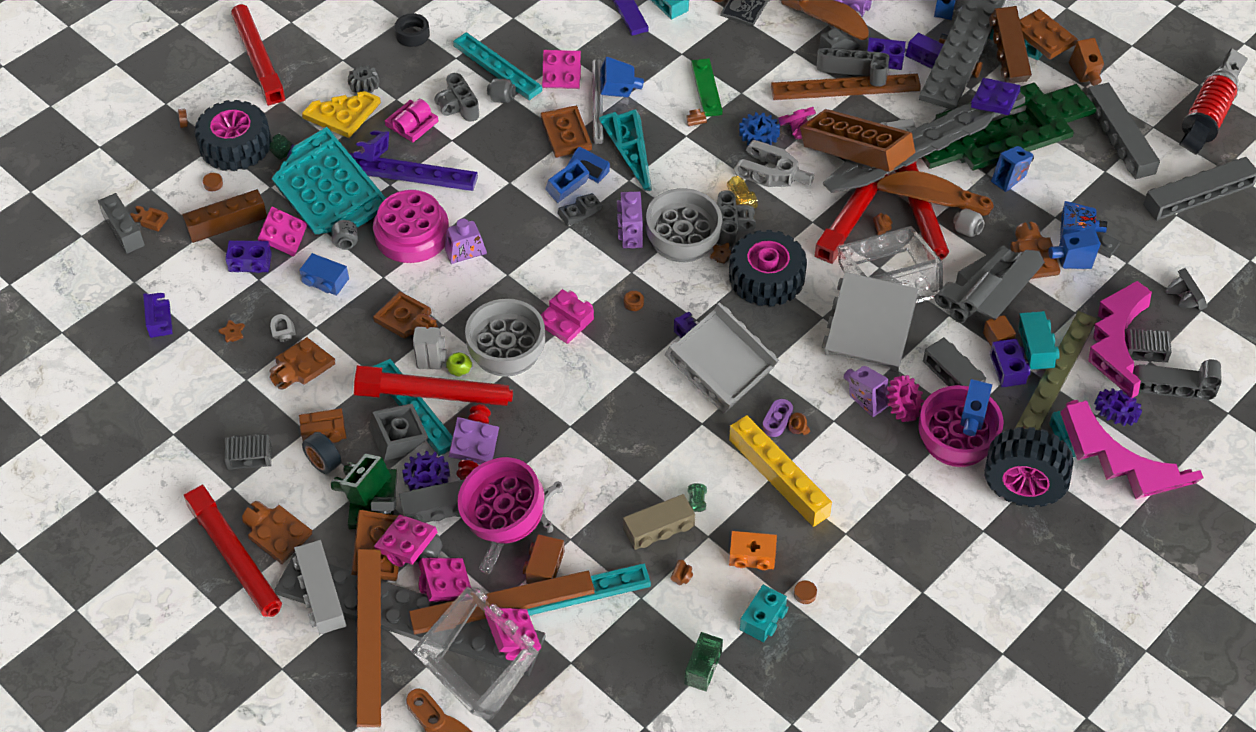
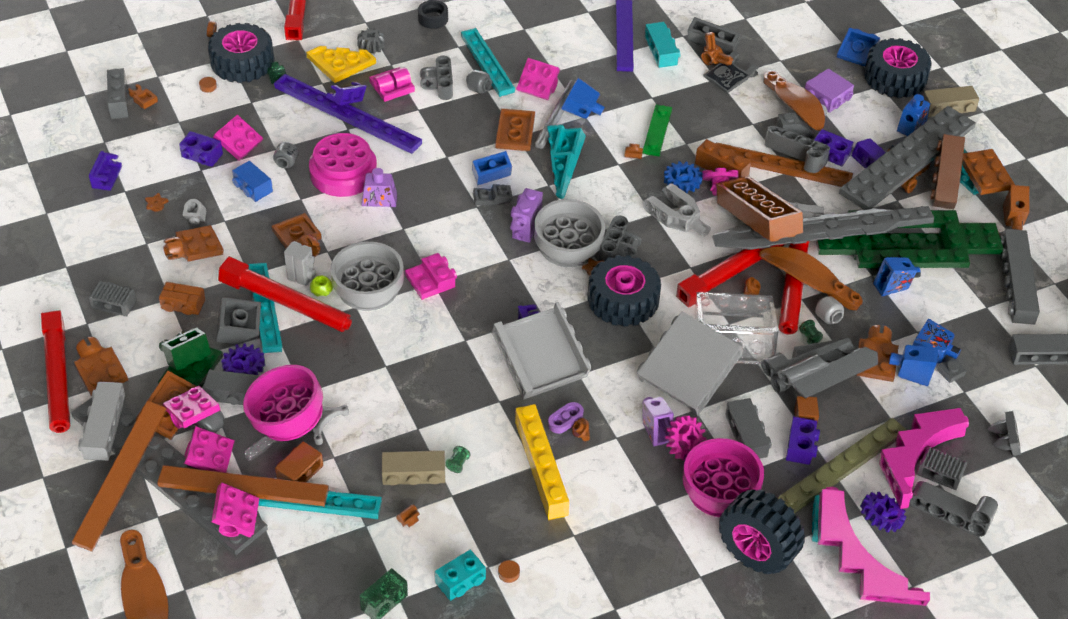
camera: 20 degrees right, 5 degrees down
(224, 216) = (199, 112): reddish brown brick -> none
(321, 453) = (167, 317): black wheel -> none
(327, 184) = (293, 111): teal plate -> none
(383, 504) = (191, 374): dark grey plate -> none
(443, 633) = (168, 497): clear windscreen -> none
(473, 440) = (298, 346): medium lavender plate -> none
(595, 165) = (521, 163): blue slope -> none
(633, 300) = (496, 282): dark orange tile -> none
(742, 193) = (637, 223): clear yellow piece -> none
(753, 550) = (480, 519): orange brick -> none
(786, 100) = (713, 156): none -> dark orange brick
(962, 251) = (810, 331): none -> clear green bush
(975, 407) = (736, 461): blue torso -> none
(995, 96) = (905, 208): dark purple plate -> none
(1038, 340) = (837, 429): teal brick -> none

